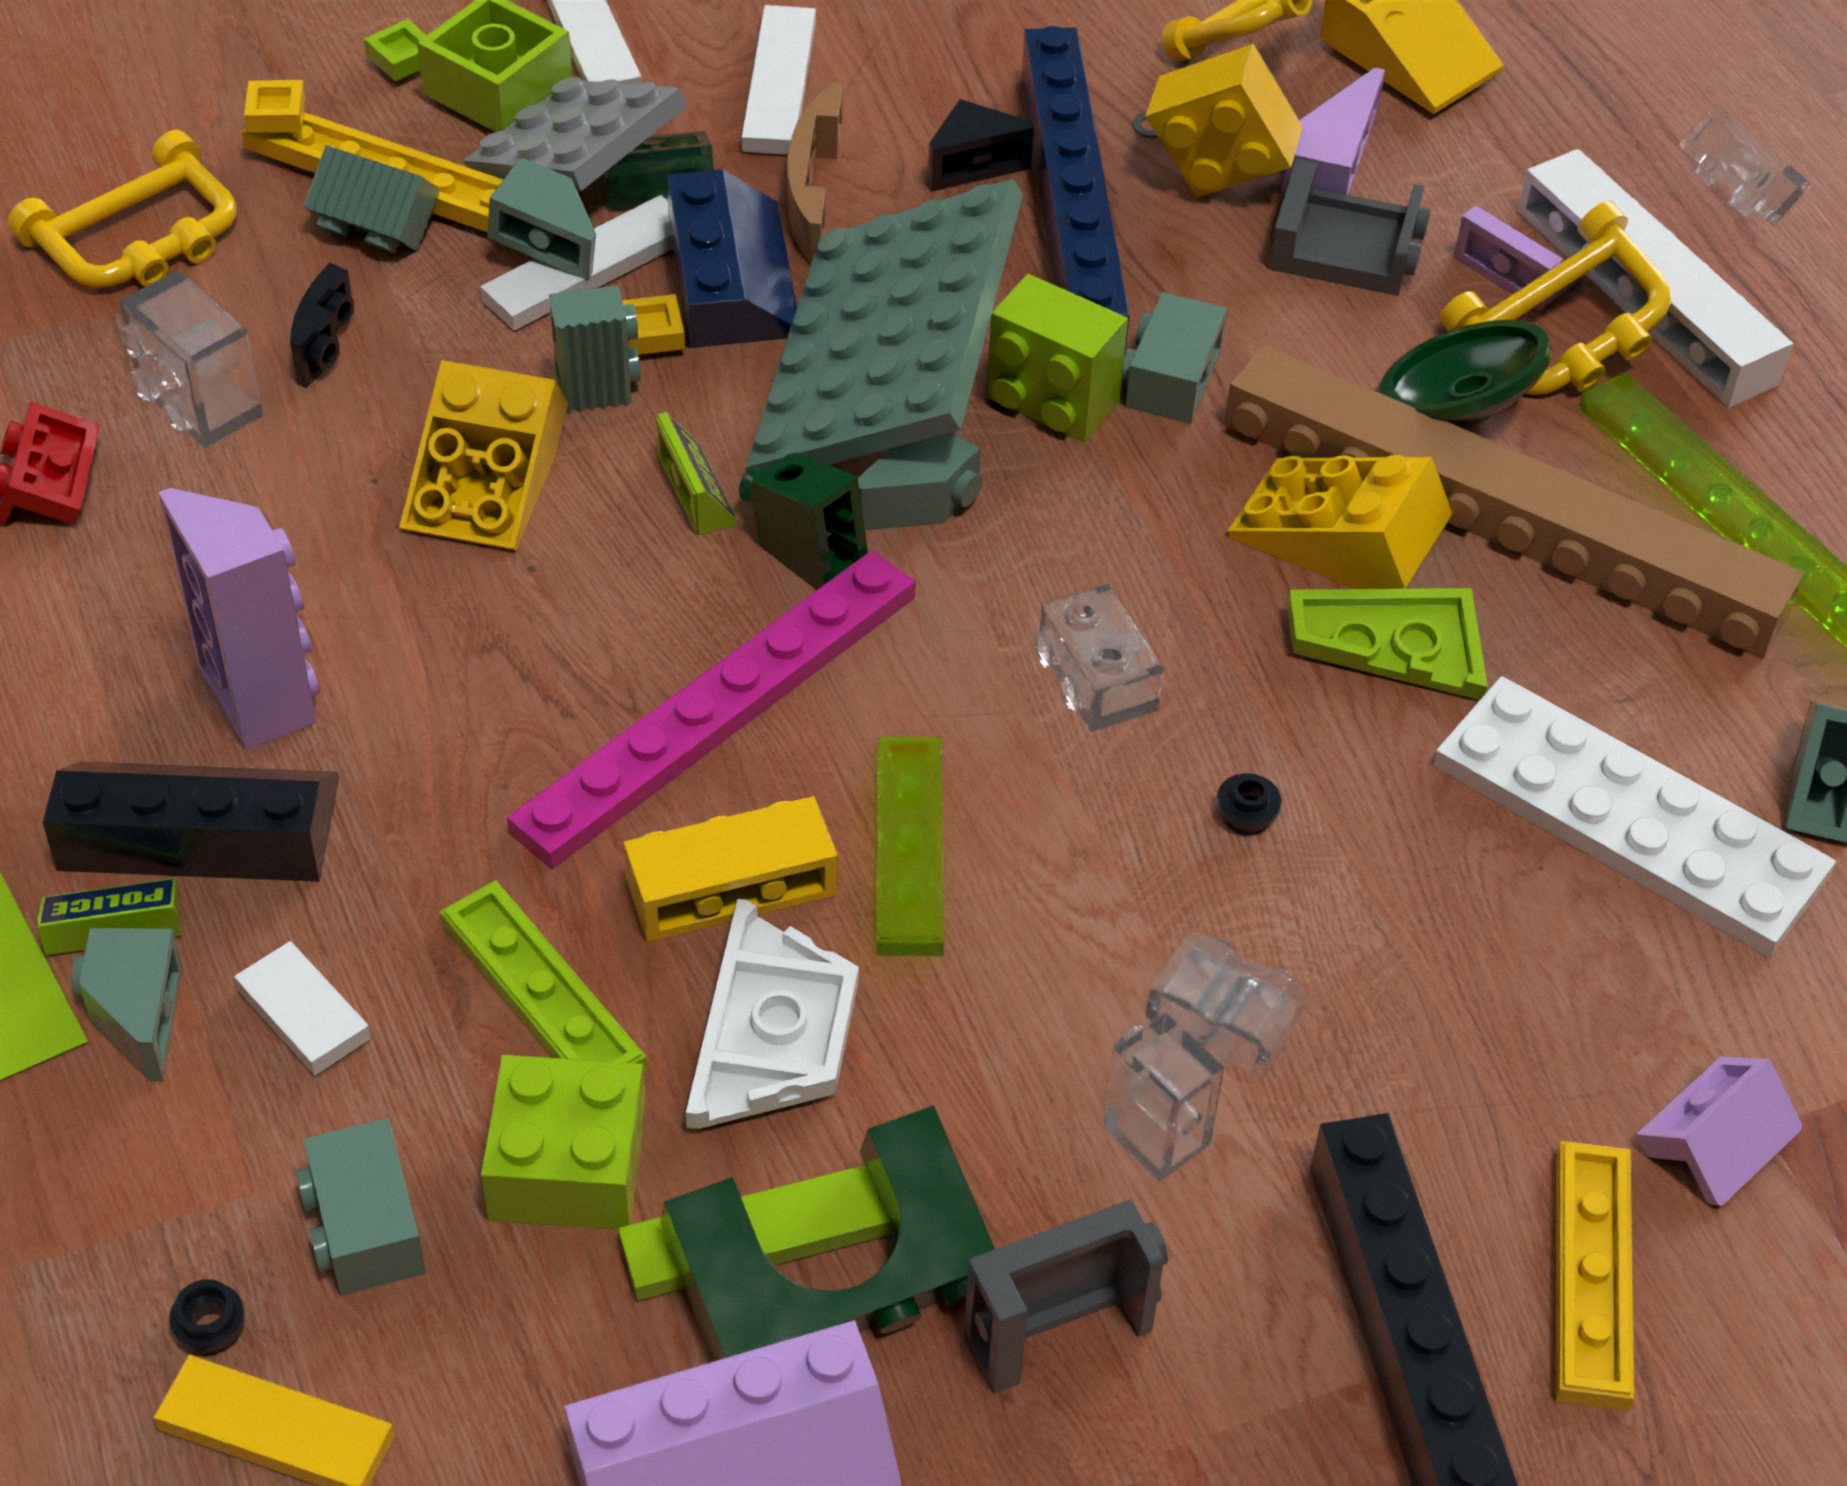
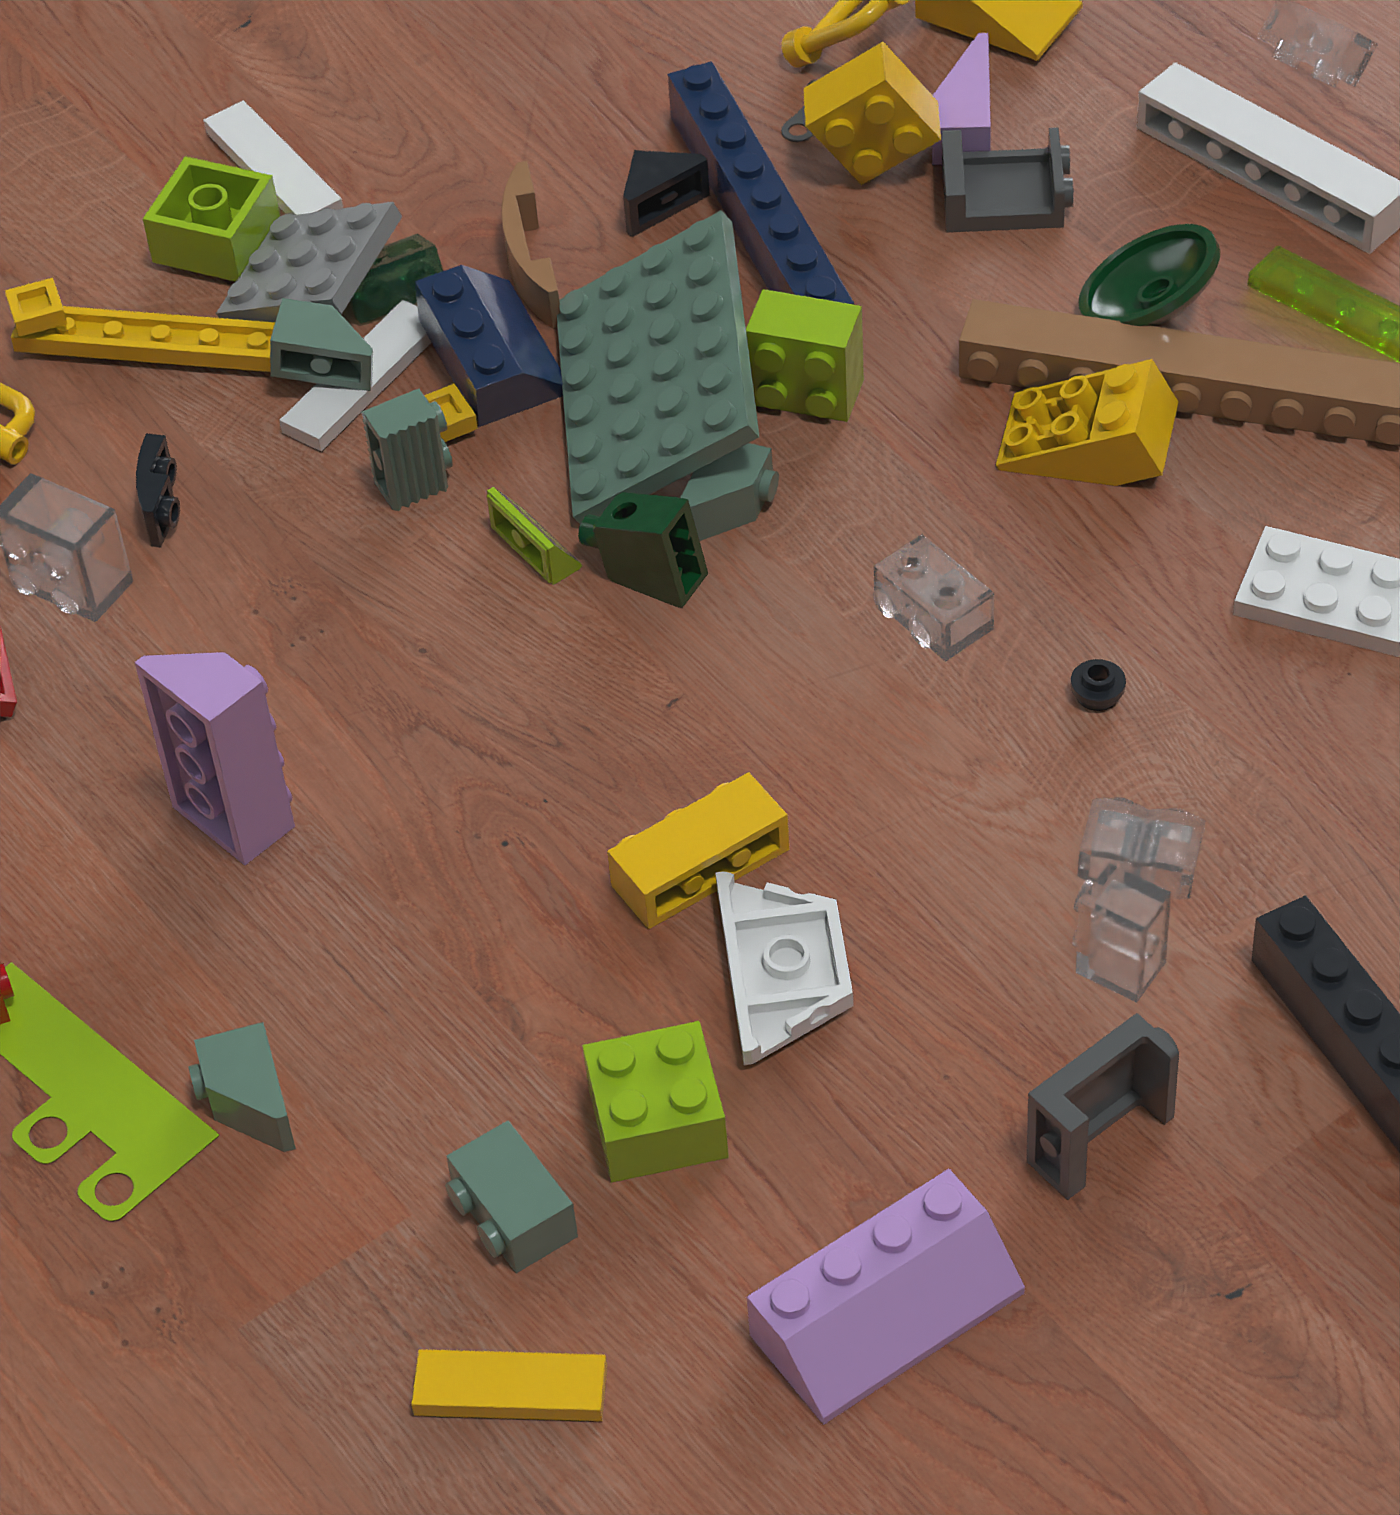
camera: 10 degrees left, 0 degrees up
(67, 917) = (171, 1037): lime slope -> none
(190, 820) = (231, 934): black slope -> none
(202, 1299) = (414, 1303): black plate -> none
(302, 1008) = (389, 1058): white tile -> none
(370, 199) = (153, 368): sand green brick -> none
(395, 49) = (116, 228): lime plate -> none
(483, 455) = (346, 565): yellow slope -> none
(535, 979) = (570, 982): lime tile -> none
(709, 710) = (625, 726): dark pink plate -> none
(752, 1305) = (983, 1104): dark green arch -> none
(778, 79) = (462, 171): white tile -> none
(788, 1223) = (839, 1125): lime tile -> none
(910, 847) = (835, 793): clear neon green tile -> none
(1174, 357) = (899, 329): sand green brick -> none
(1395, 633) = (1165, 513): lime wing -> none
(1503, 253) = (1150, 172): lavender panel -> none
(1627, 333) = (1269, 213): yellow bar -> none

